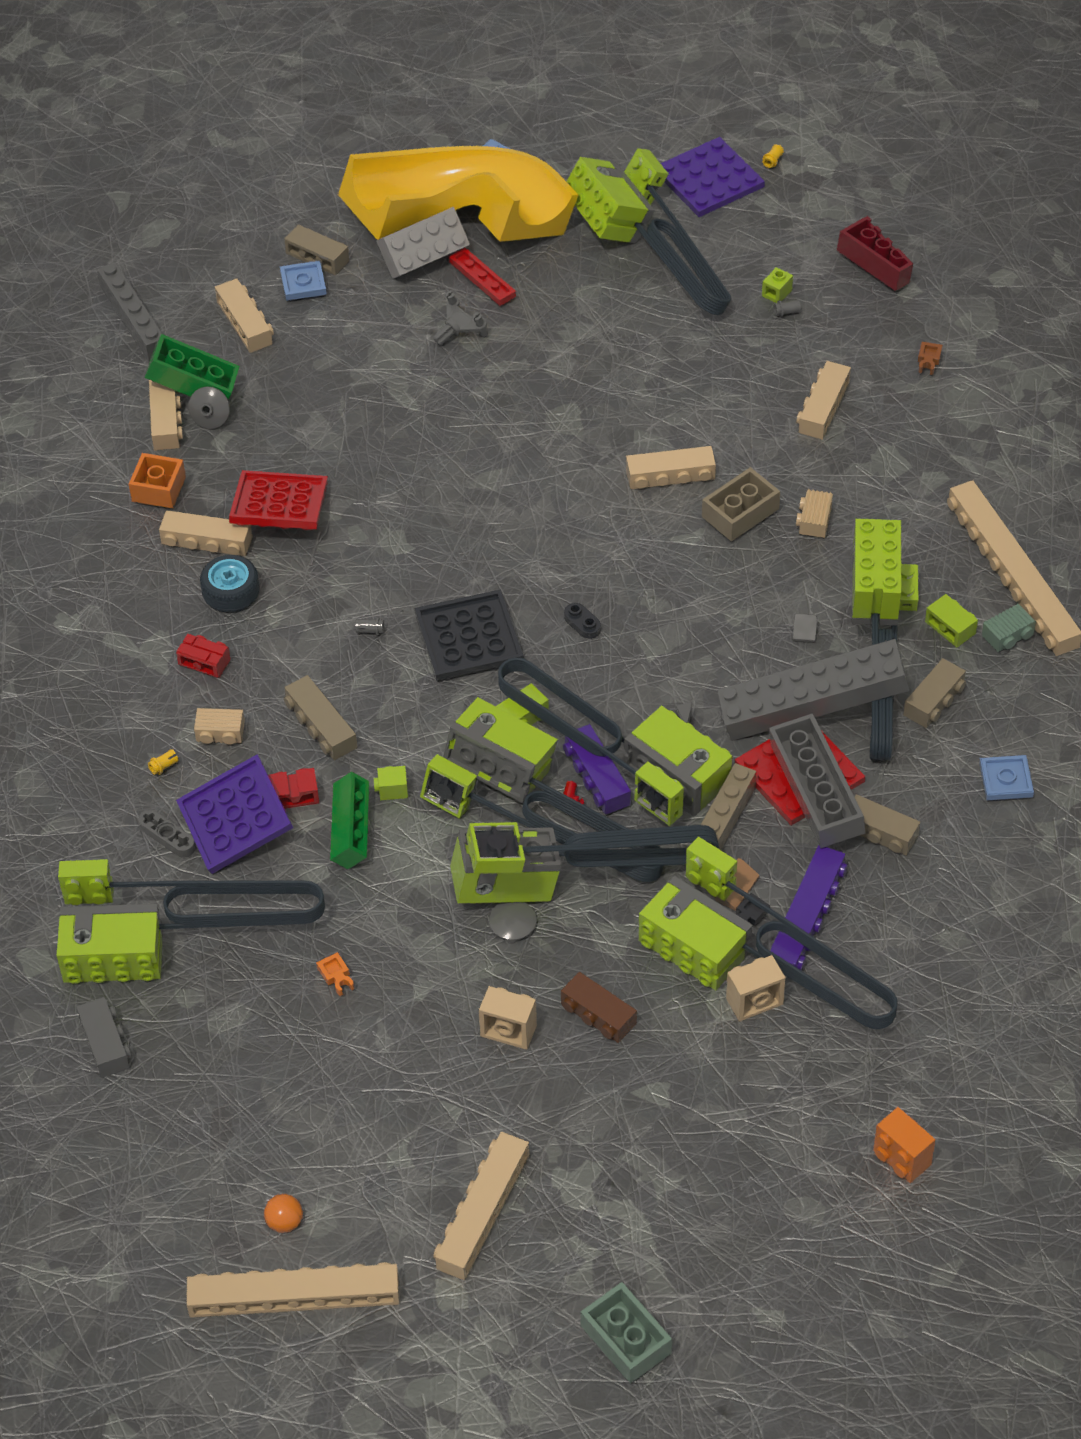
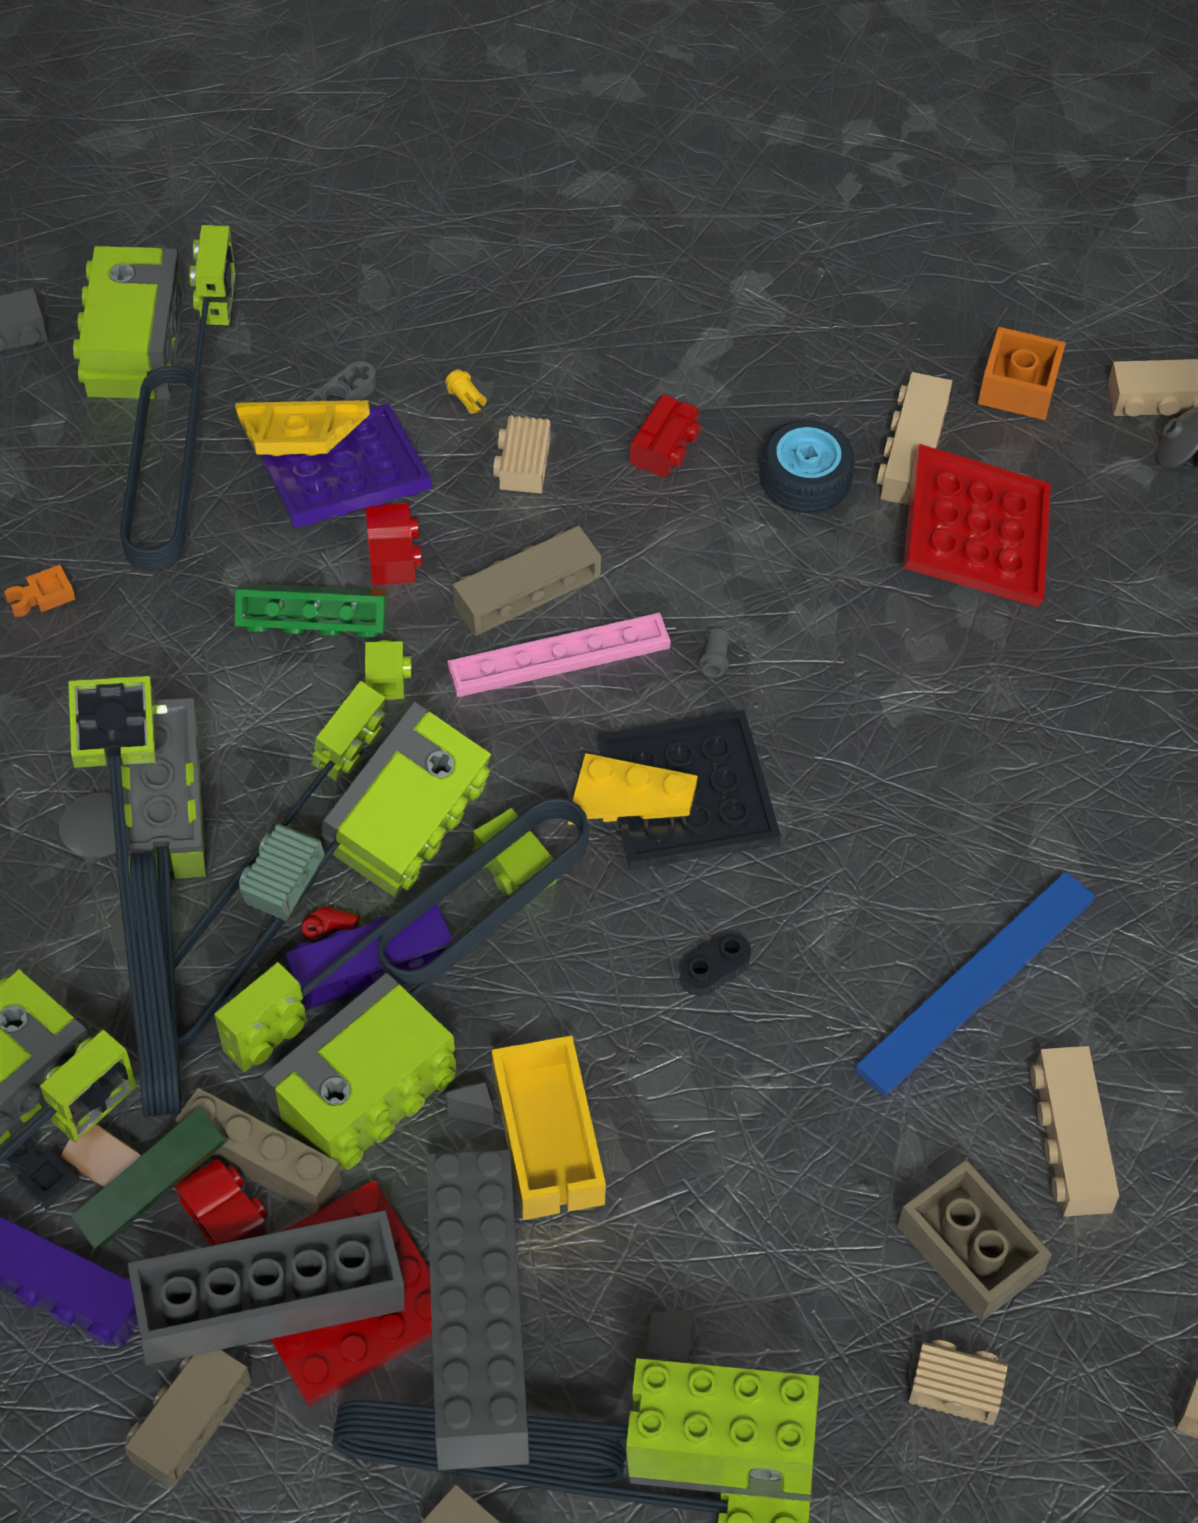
camera: 90 degrees right, 5 degrees up
(204, 839) = (299, 426): none -> yellow wing
(372, 704) = (558, 654): none -> bright pink tile
(477, 656) = (622, 788): none -> yellow wing
(559, 796) = (281, 871): none -> sand green brick
(584, 510) = (974, 984): none -> blue tile
(695, 677) = (548, 1127): none -> yellow piece
(752, 851) = (149, 1178): none -> dark green tile
(761, 824) = (219, 1206): none -> red brick

